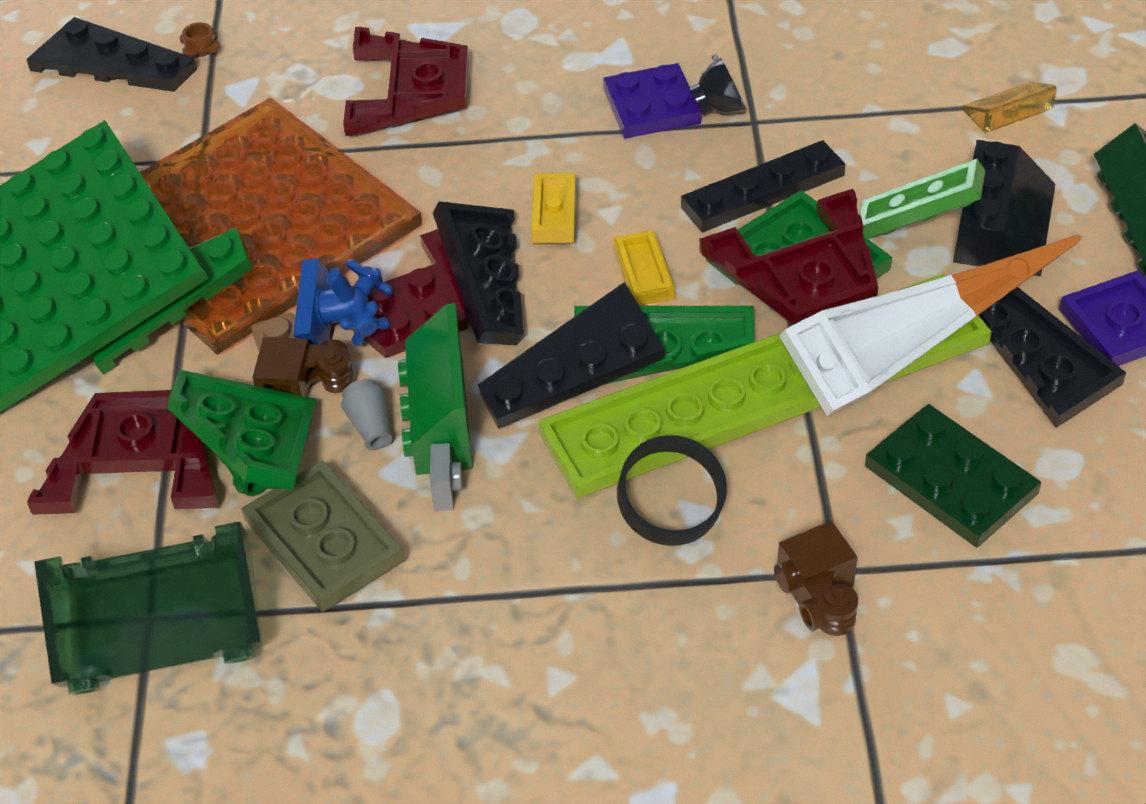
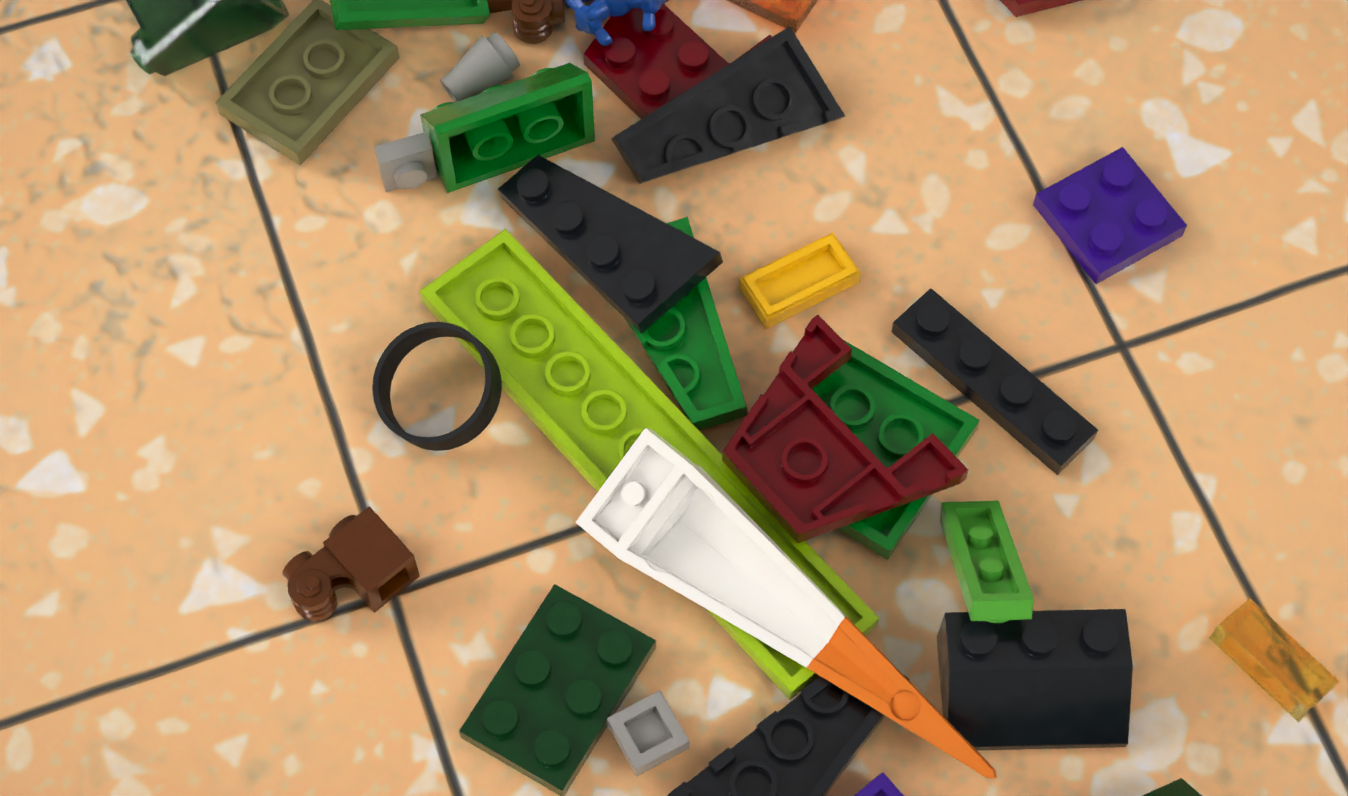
camera: 70 degrees right, 15 degrees up
(553, 208) = (861, 156): yellow plate -> none
(717, 90) = (1145, 284): black piece -> none
(1004, 422) = (648, 733): none -> light grey plate

